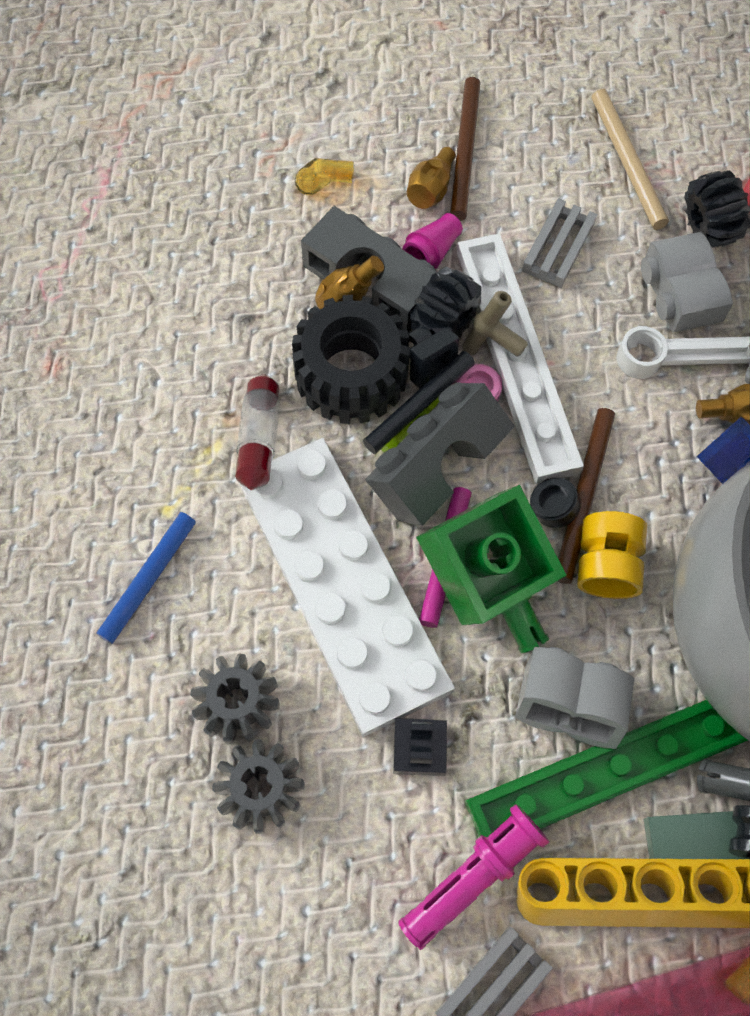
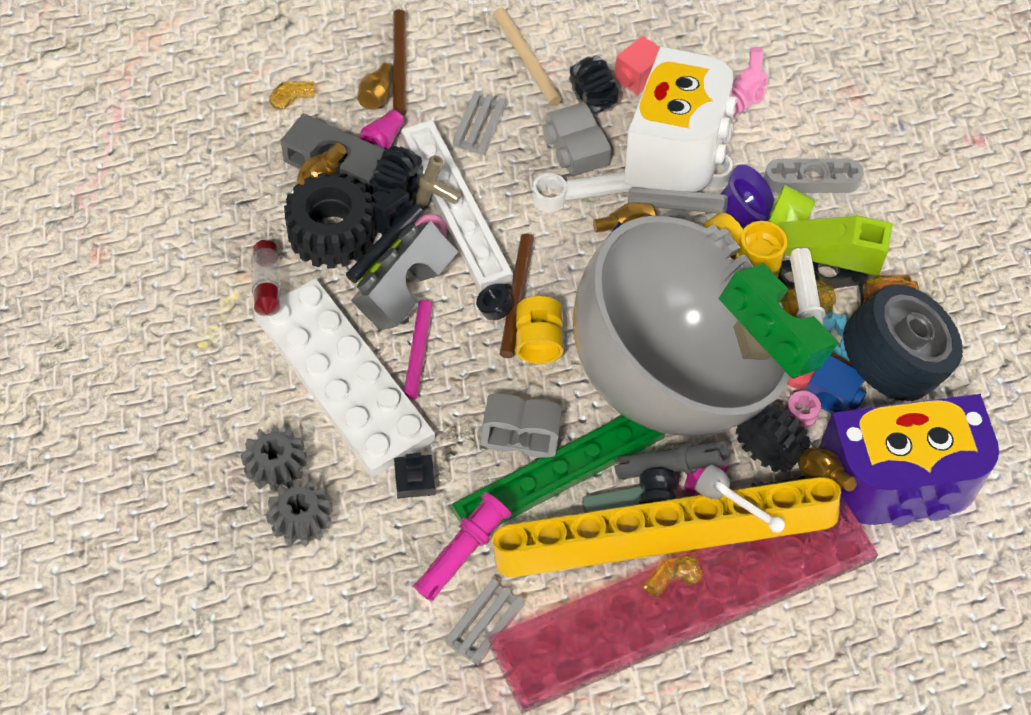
camera: 10 degrees left, 10 degrees down
(146, 578) = (194, 390): blue bar -> none
(503, 584) = (470, 344): green brick -> none

